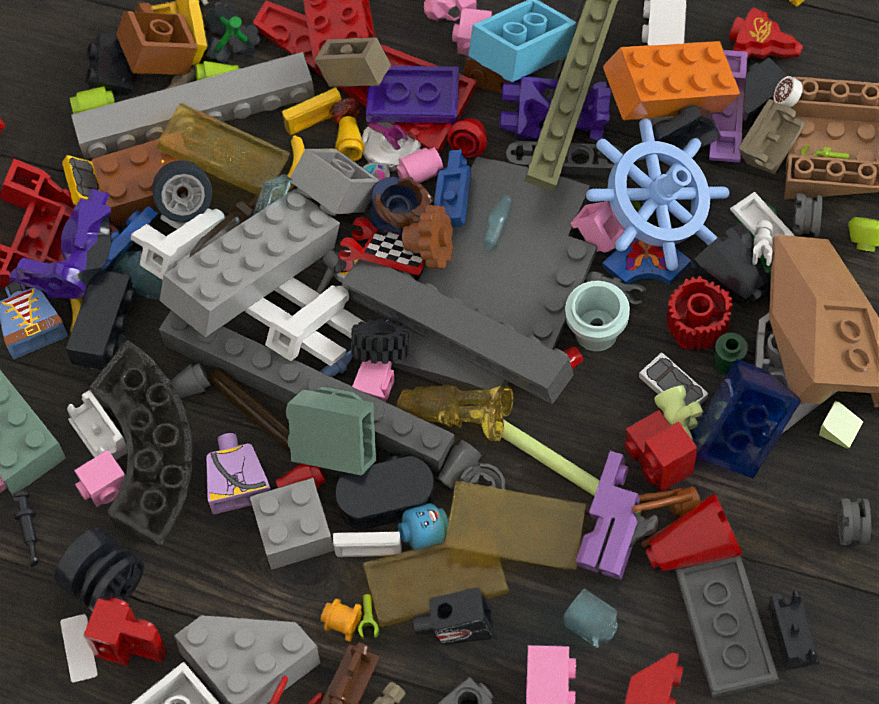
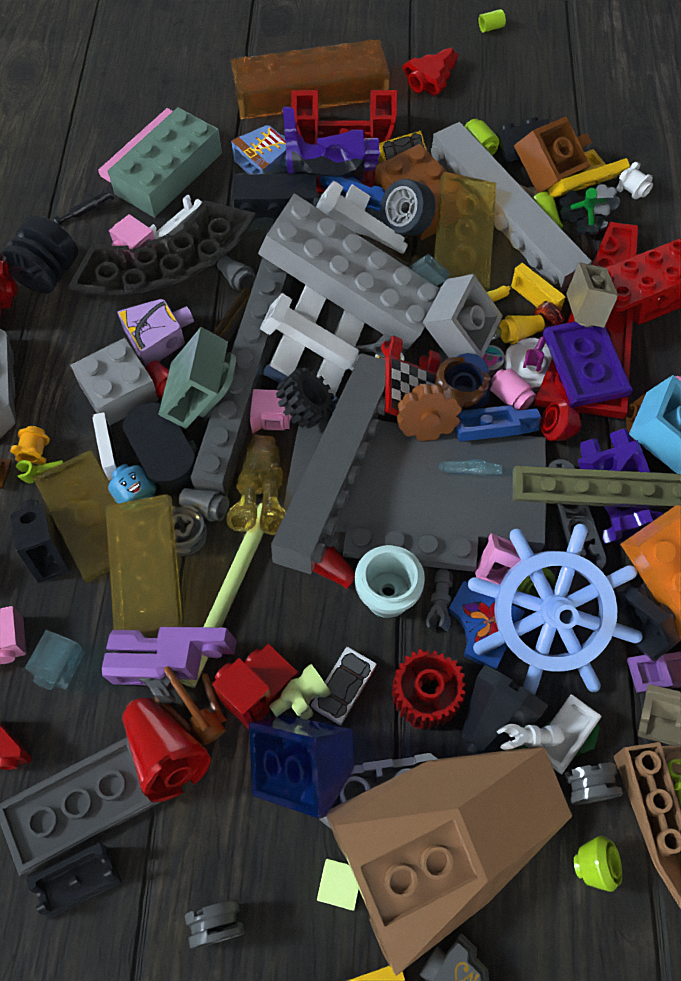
camera: 70 degrees right, 0 degrees up
(727, 350) = (386, 744): dark green brick -> none

